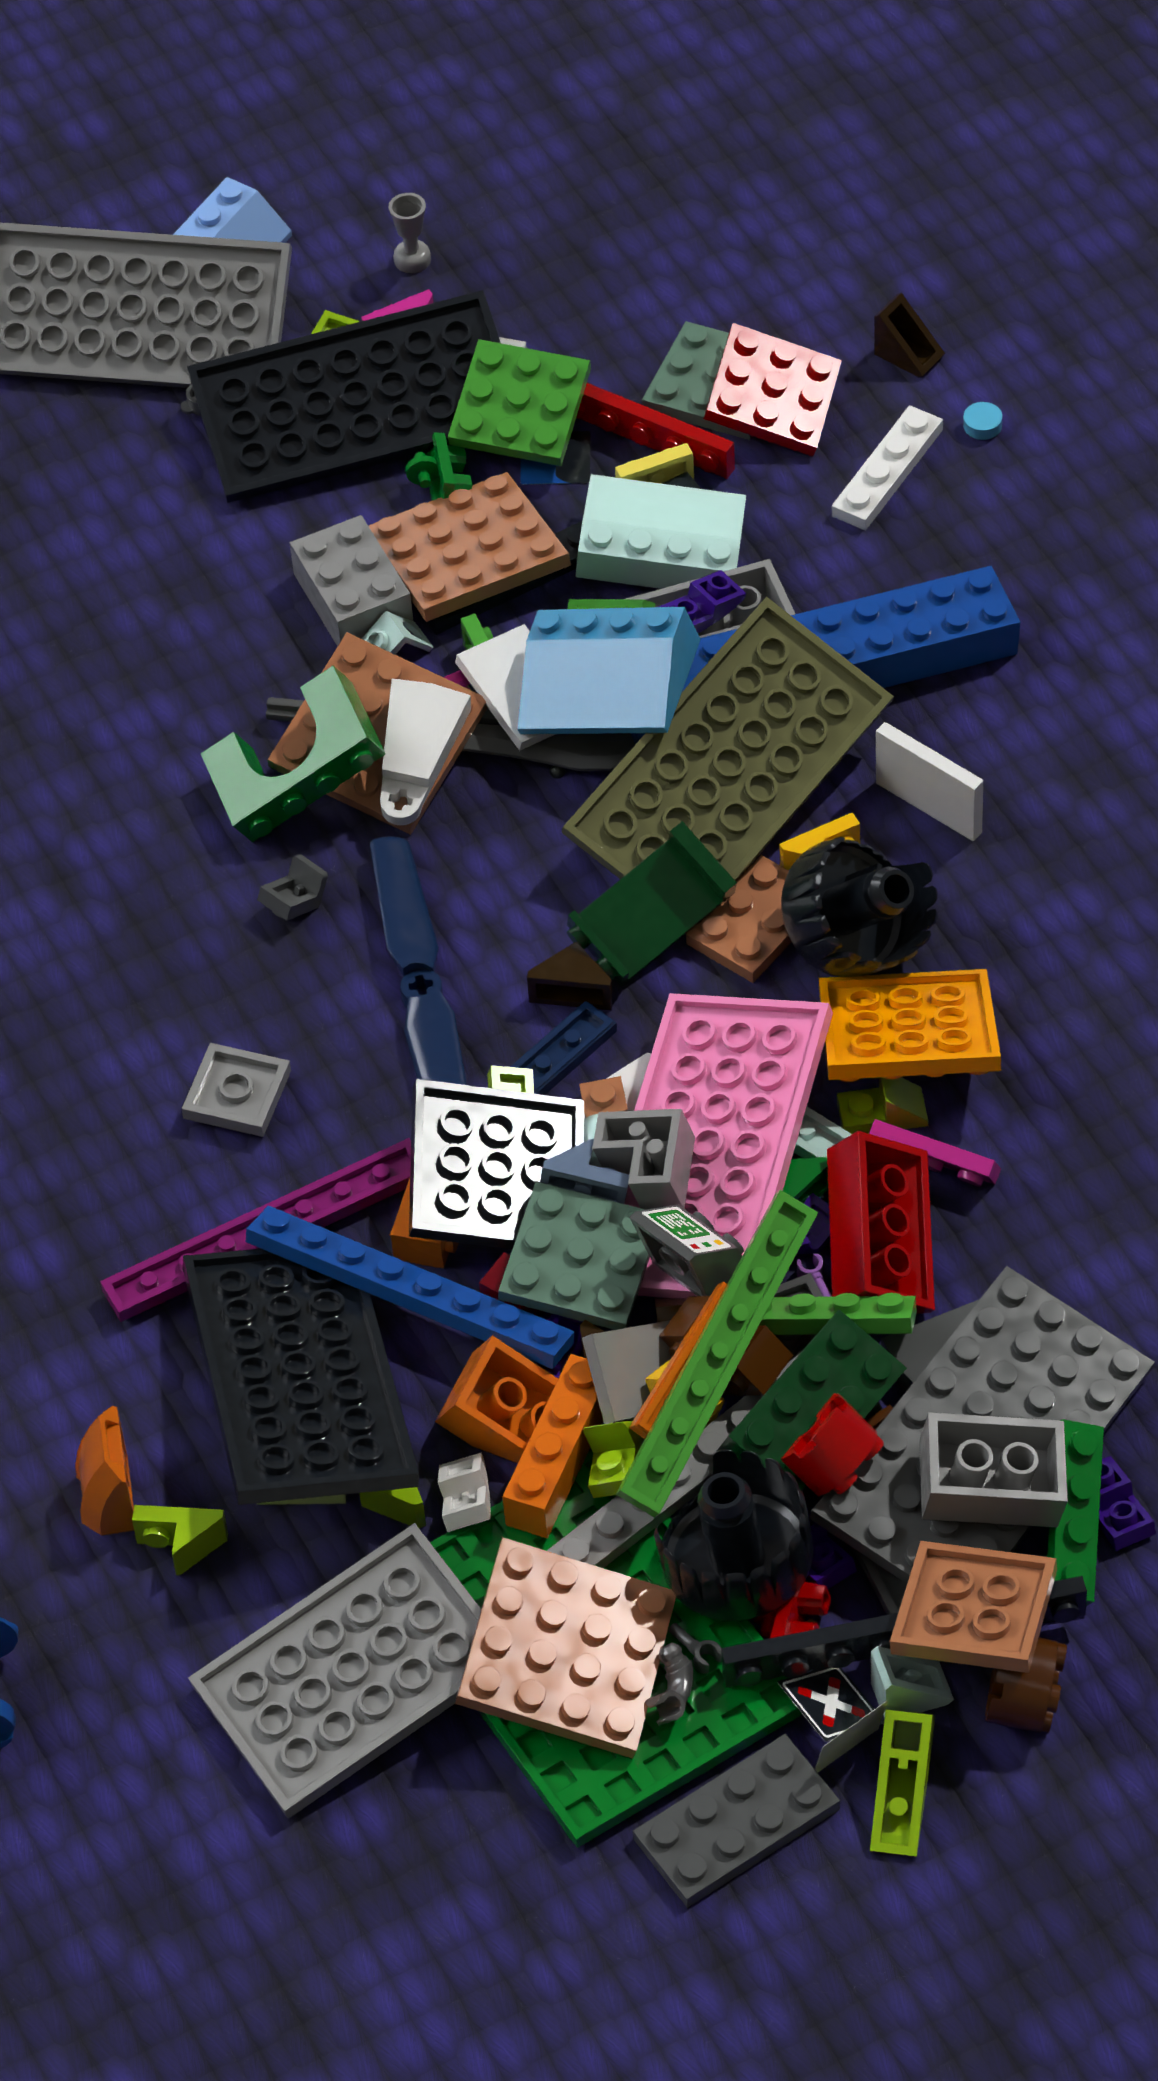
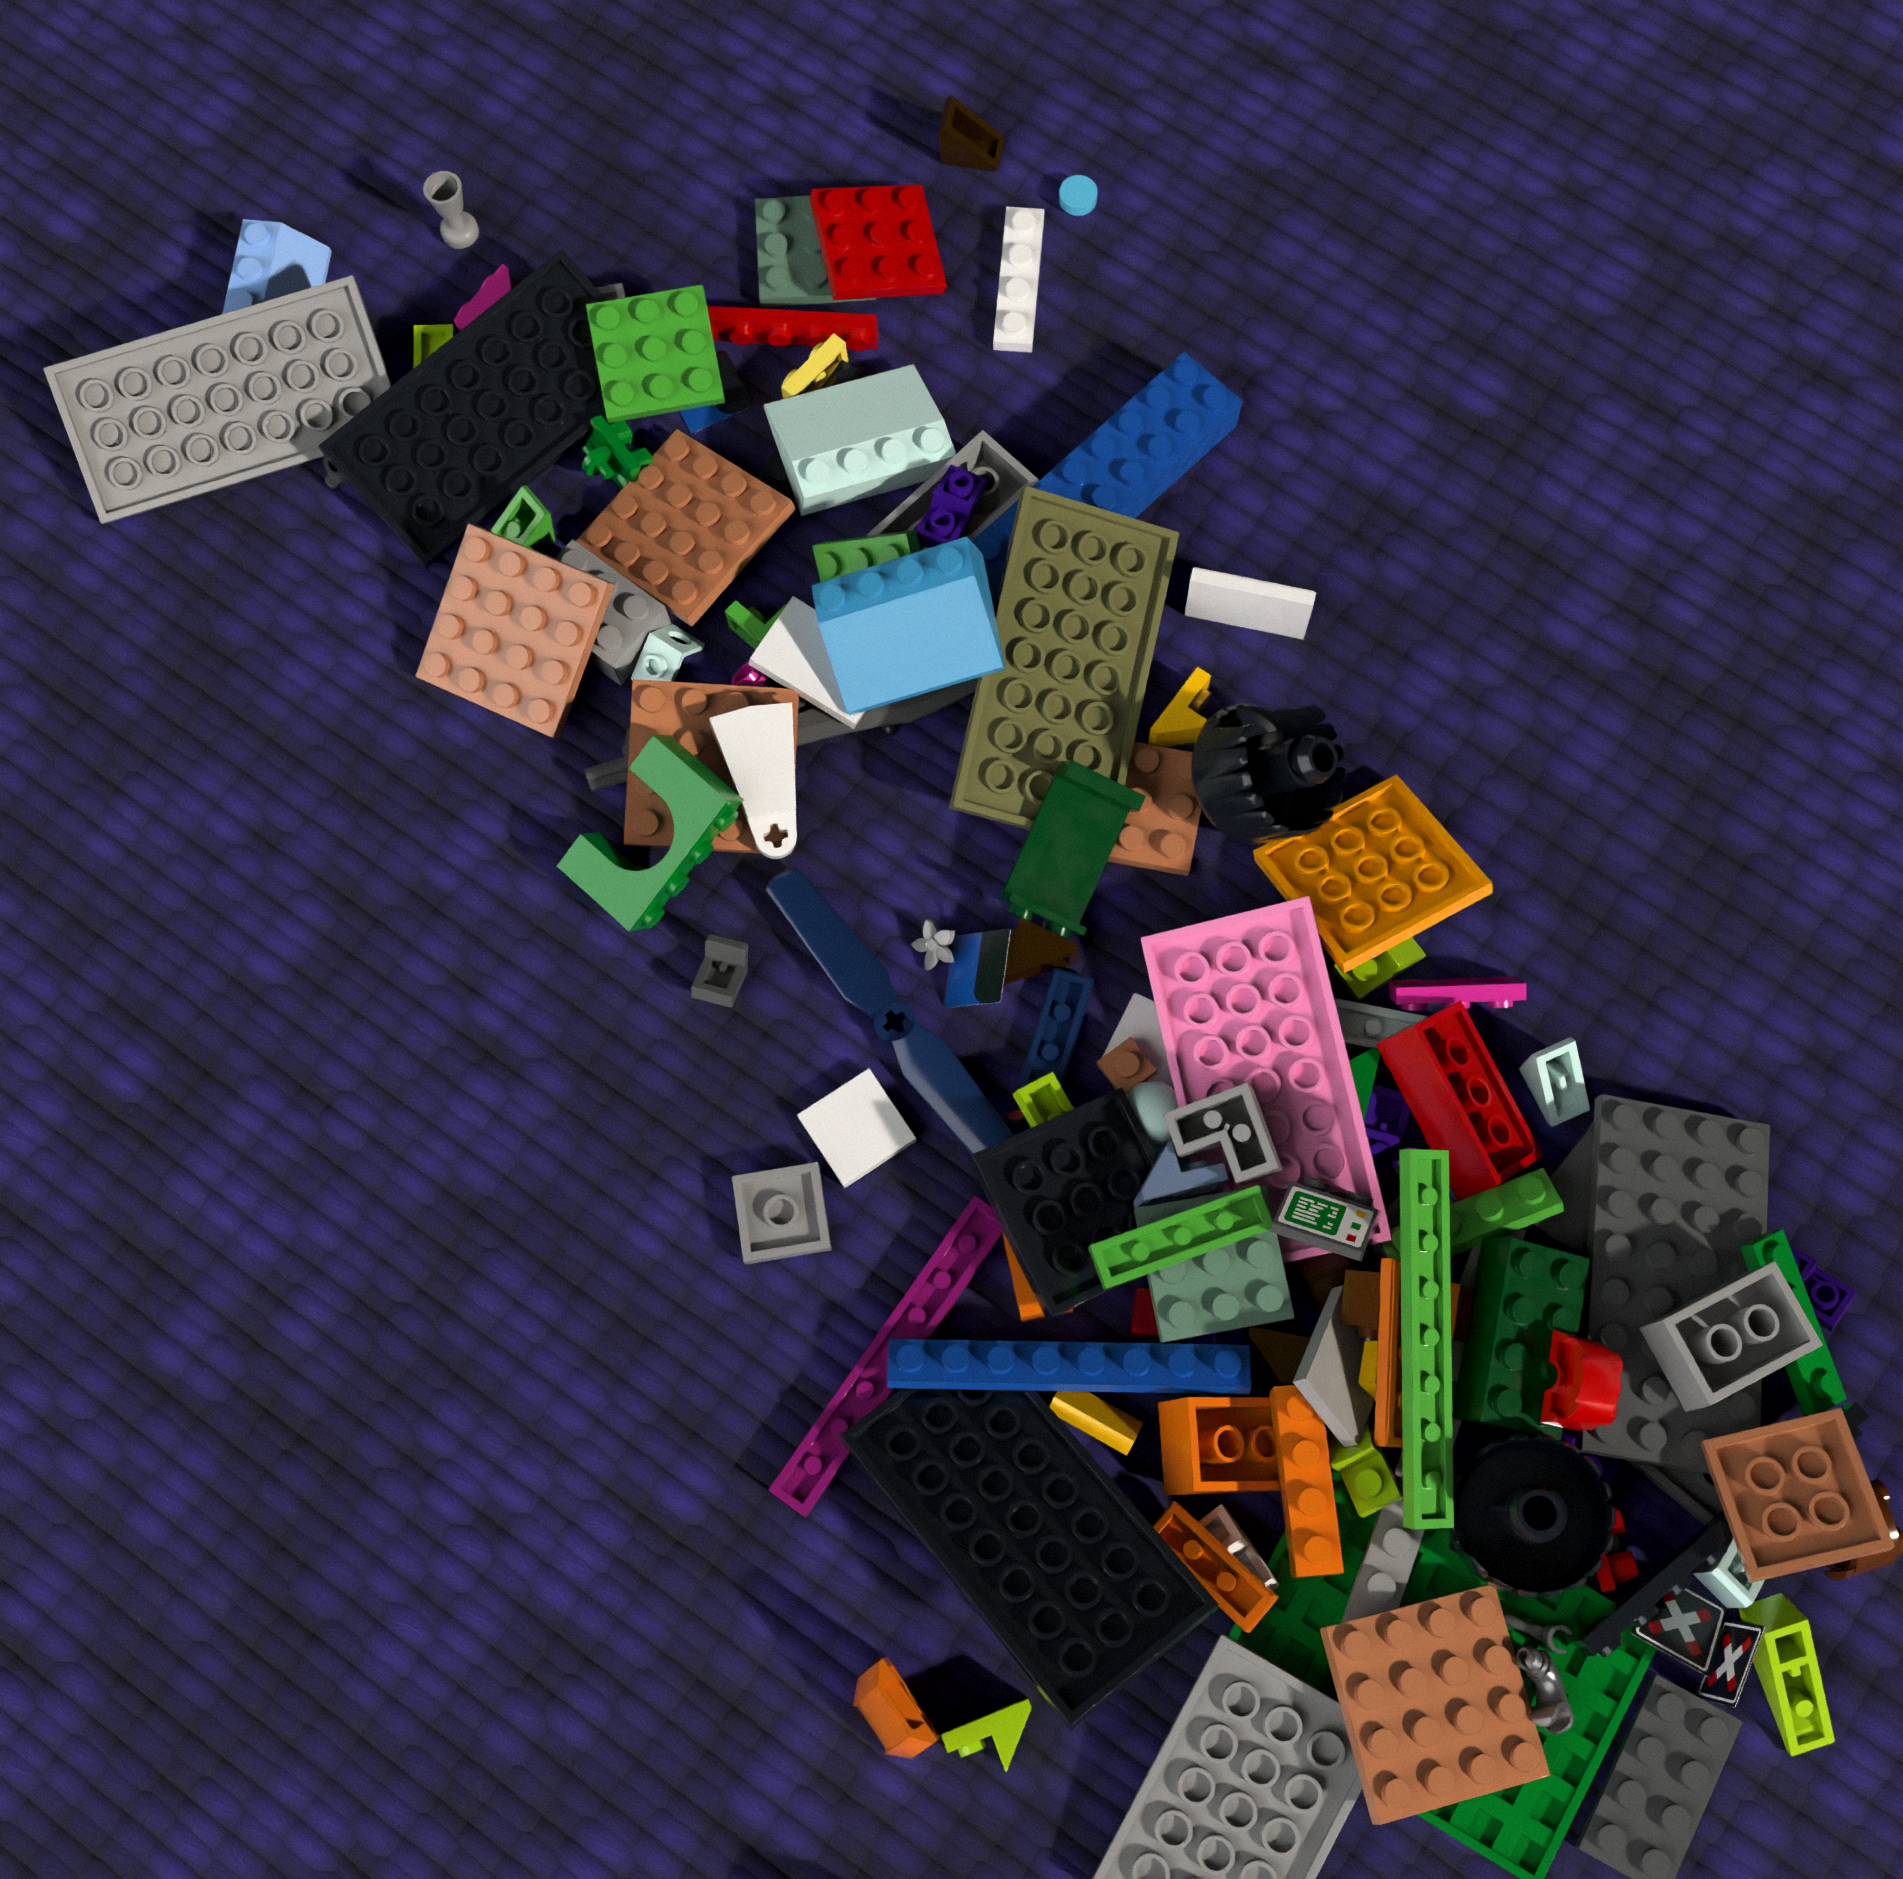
camera: 25 degrees left, 20 degrees up
(270, 565) = (514, 630): none -> nougat plate
(323, 494) = (526, 520): none -> bright green slope
(340, 1055) = (856, 1128): none -> white tile
(412, 1342) = (1097, 1418): none -> yellow tile
(442, 1482) = (1217, 1569): none -> orange tile
(493, 943) = (935, 944): none -> light grey plant
(516, 971) = (972, 973): none -> sticker
(554, 1207) = (1180, 1237): none -> bright green plate
(980, 1249) = (1557, 1081): none -> light aqua slope

